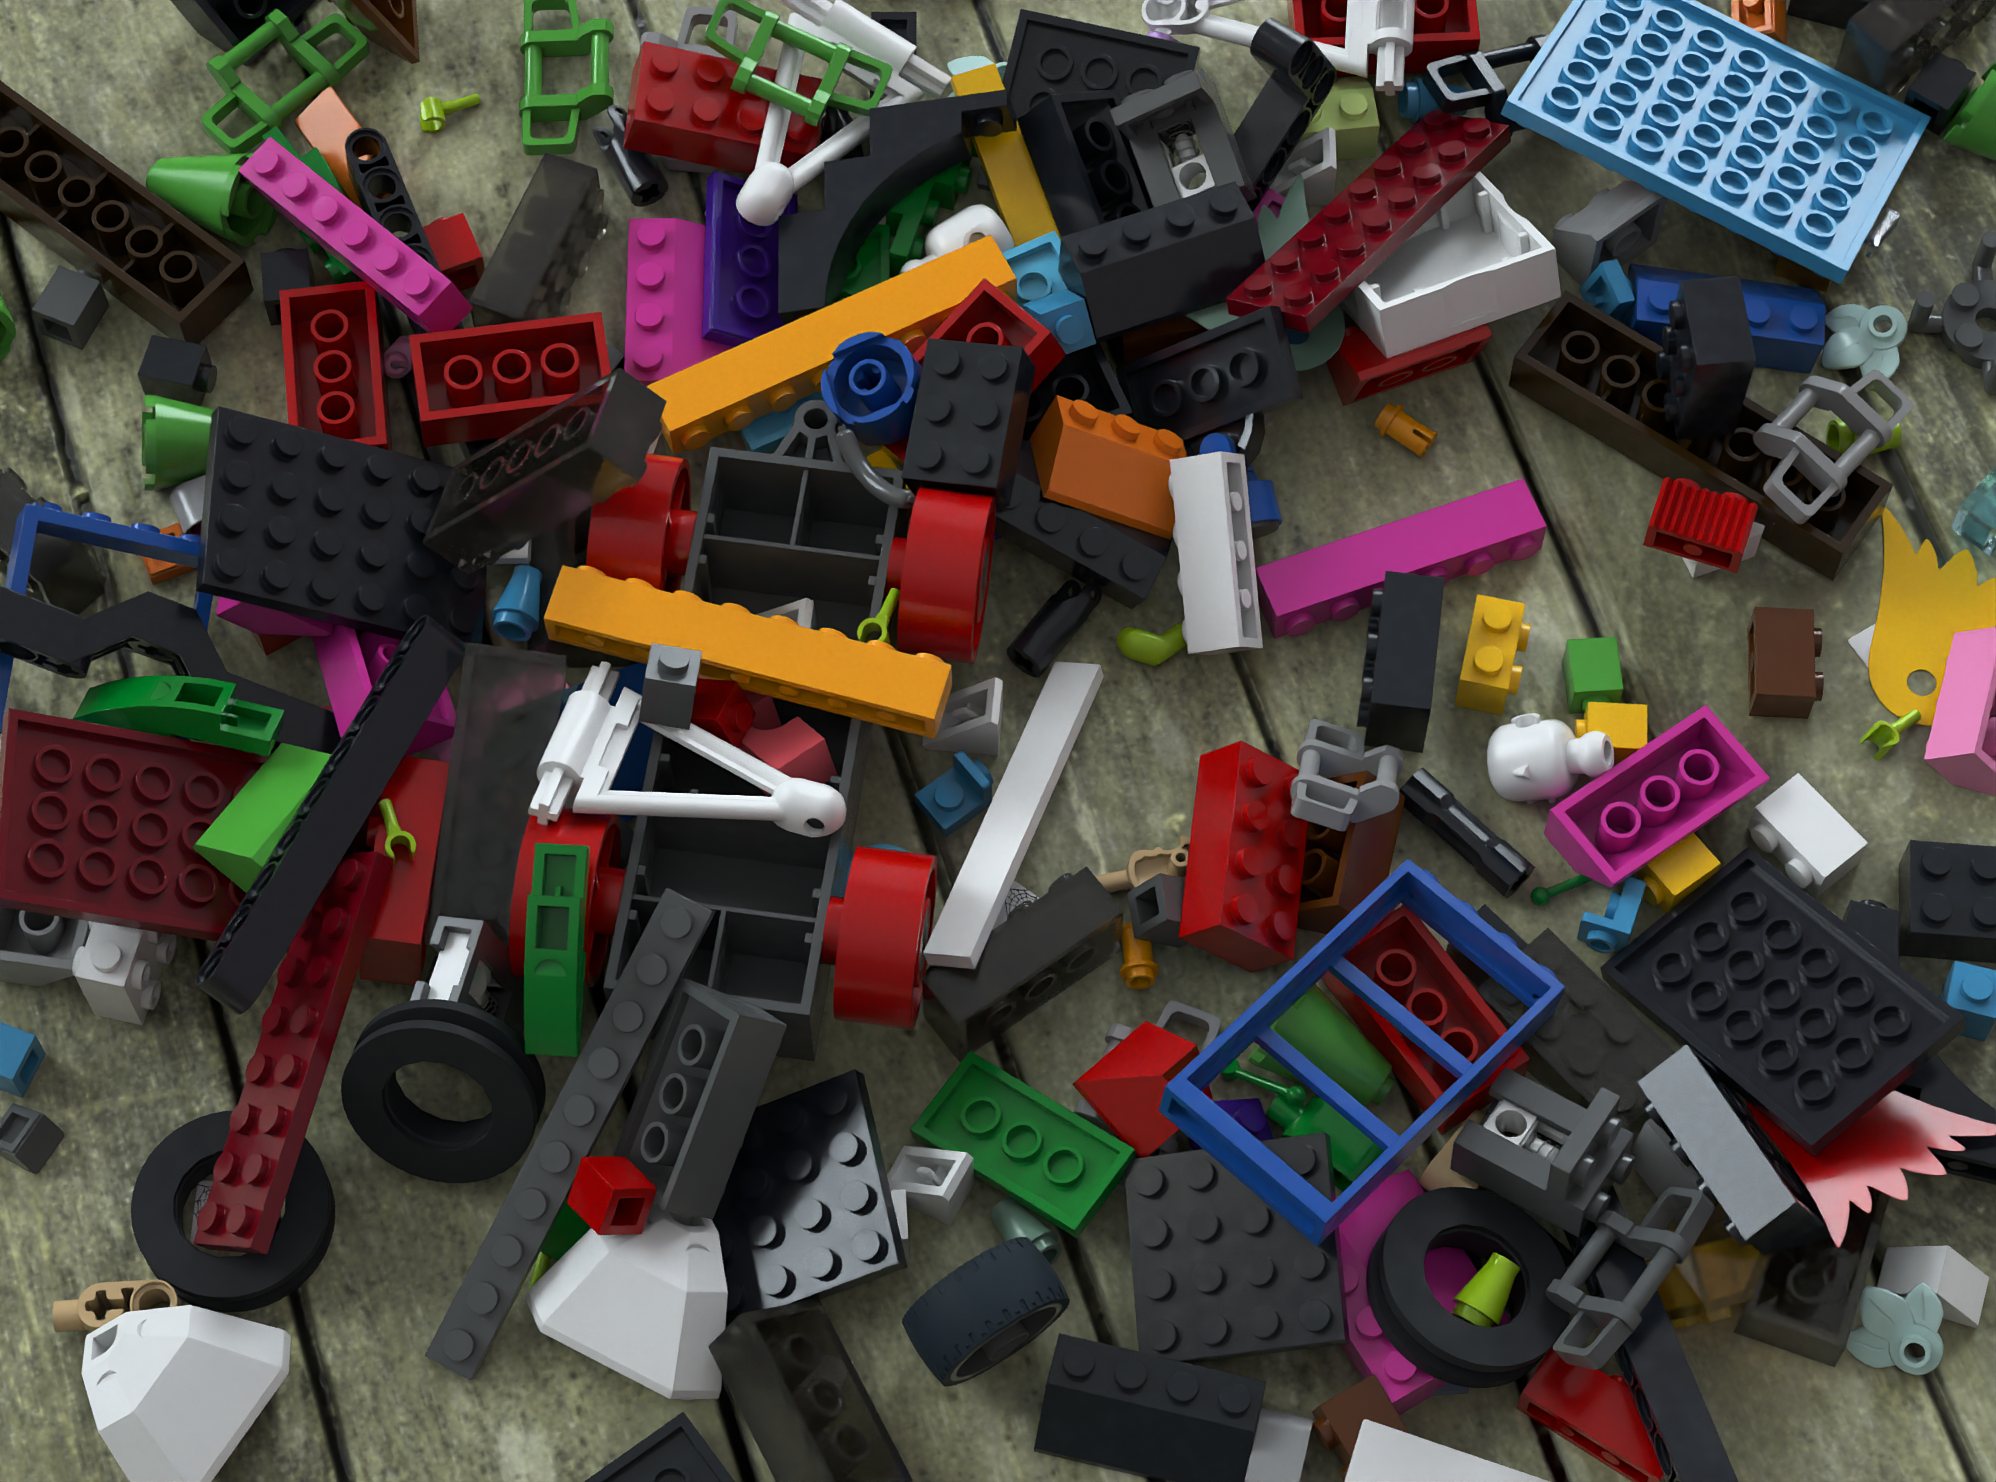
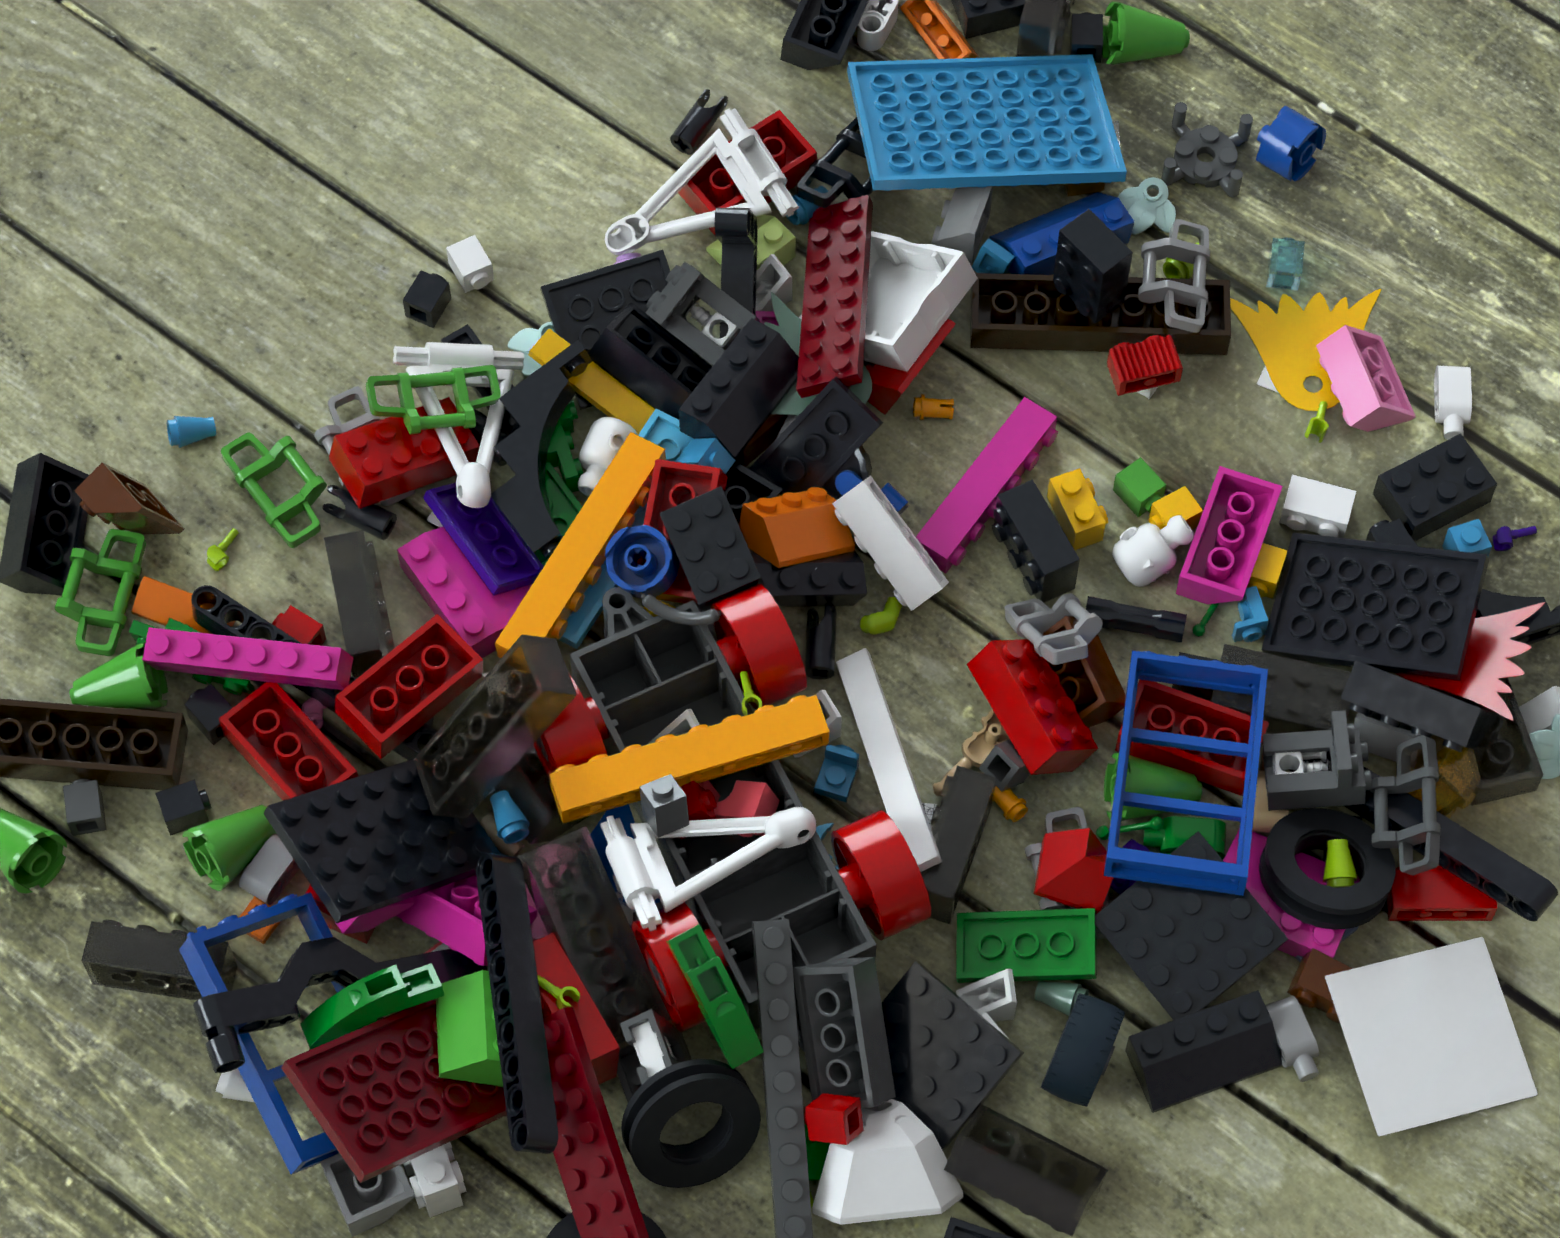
camera: 35 degrees left, 0 degrees up
(1783, 662) = (1235, 417): reddish brown brick -> none

